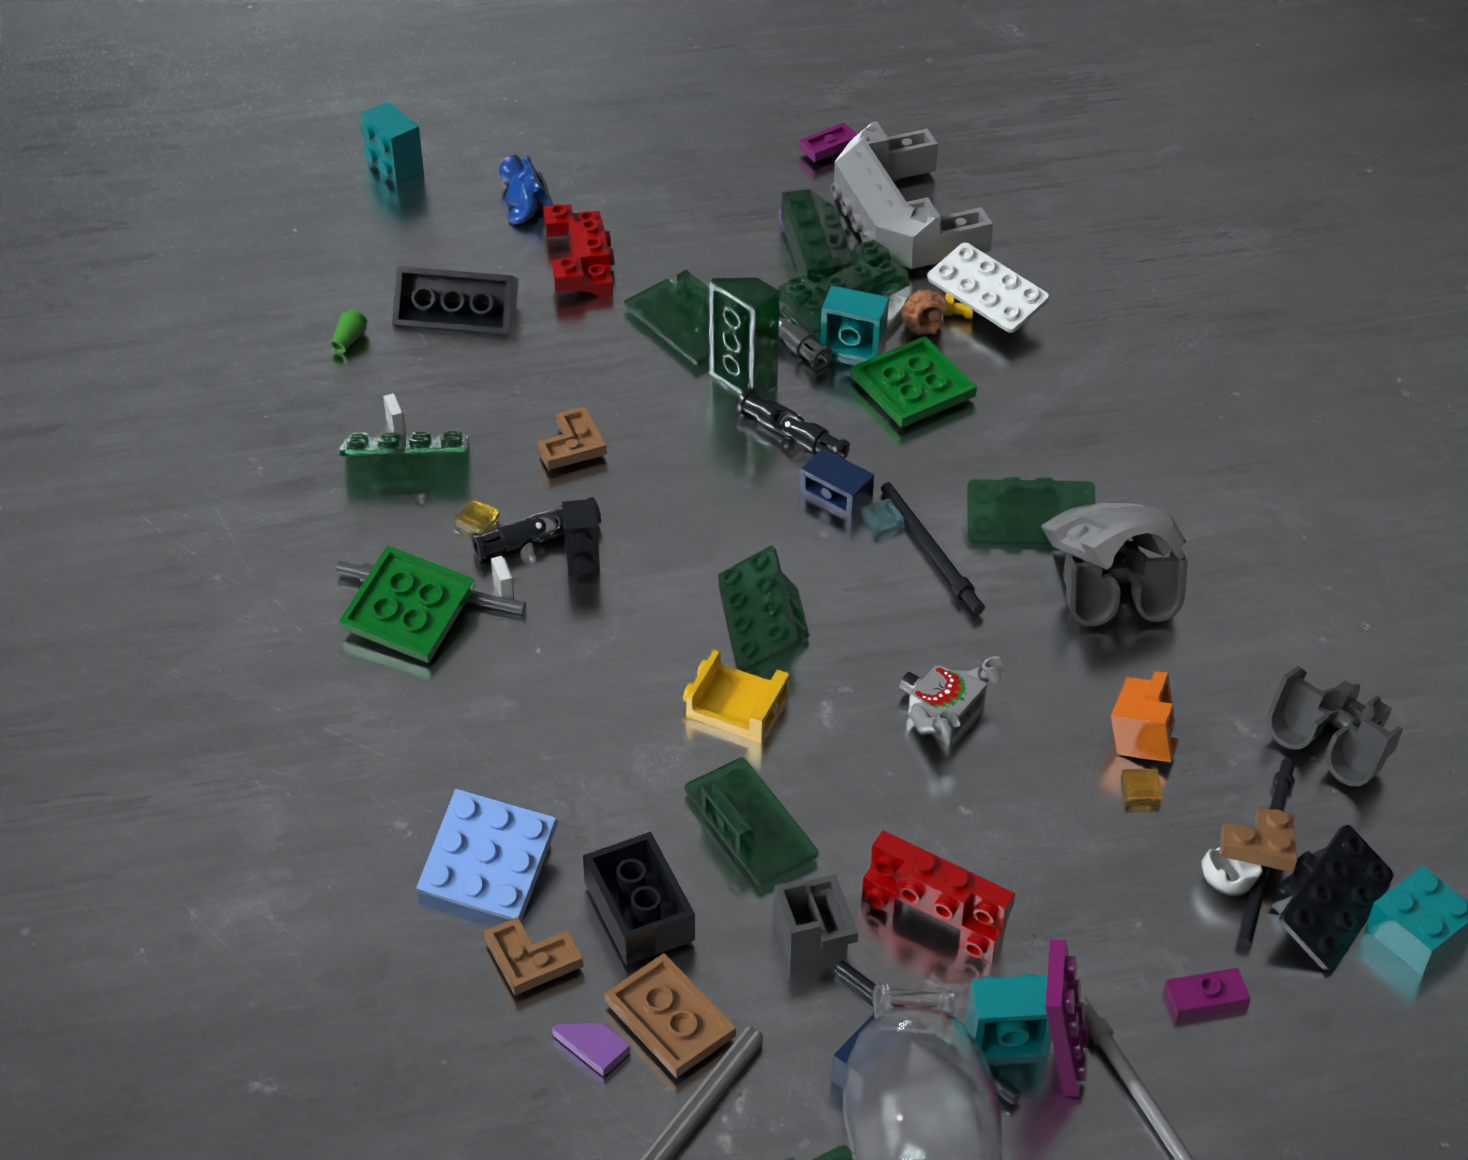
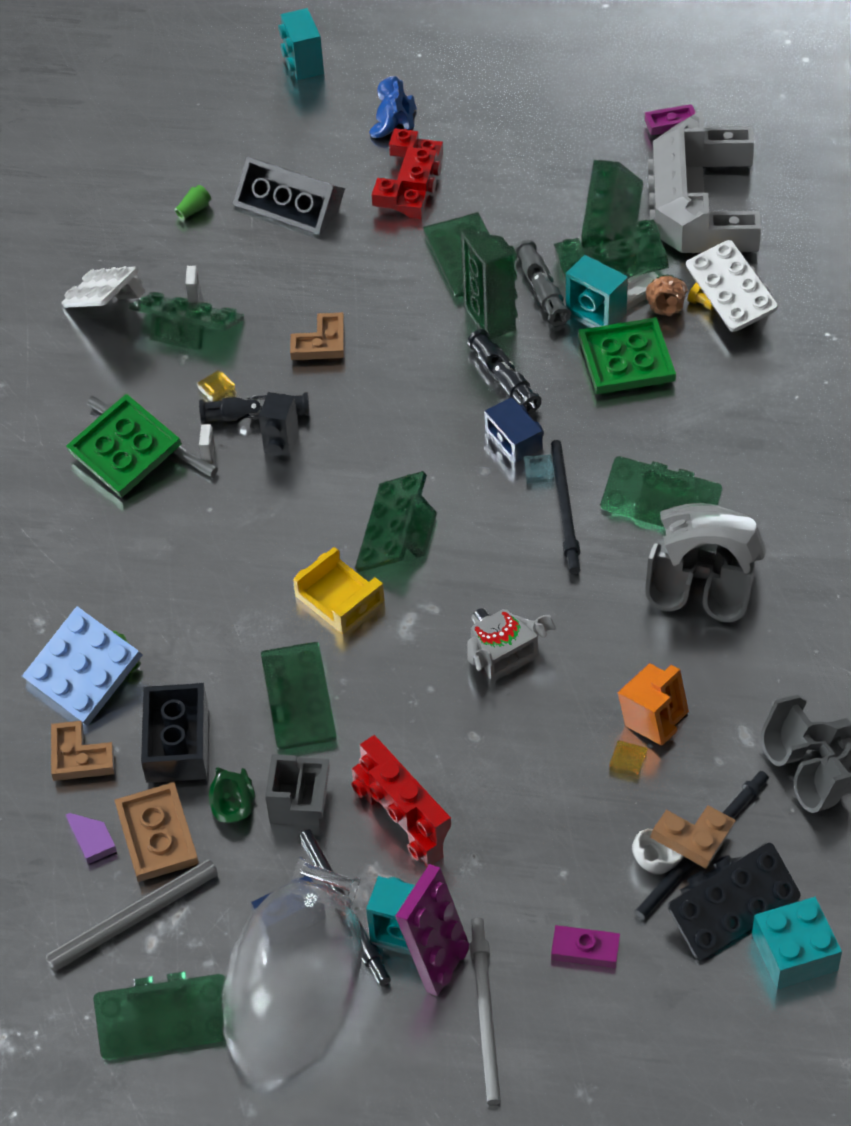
camera: 25 degrees right, 5 degrees up
(299, 438) = (104, 284): none -> white bracket
(736, 949) = (231, 795): none -> dark green hat

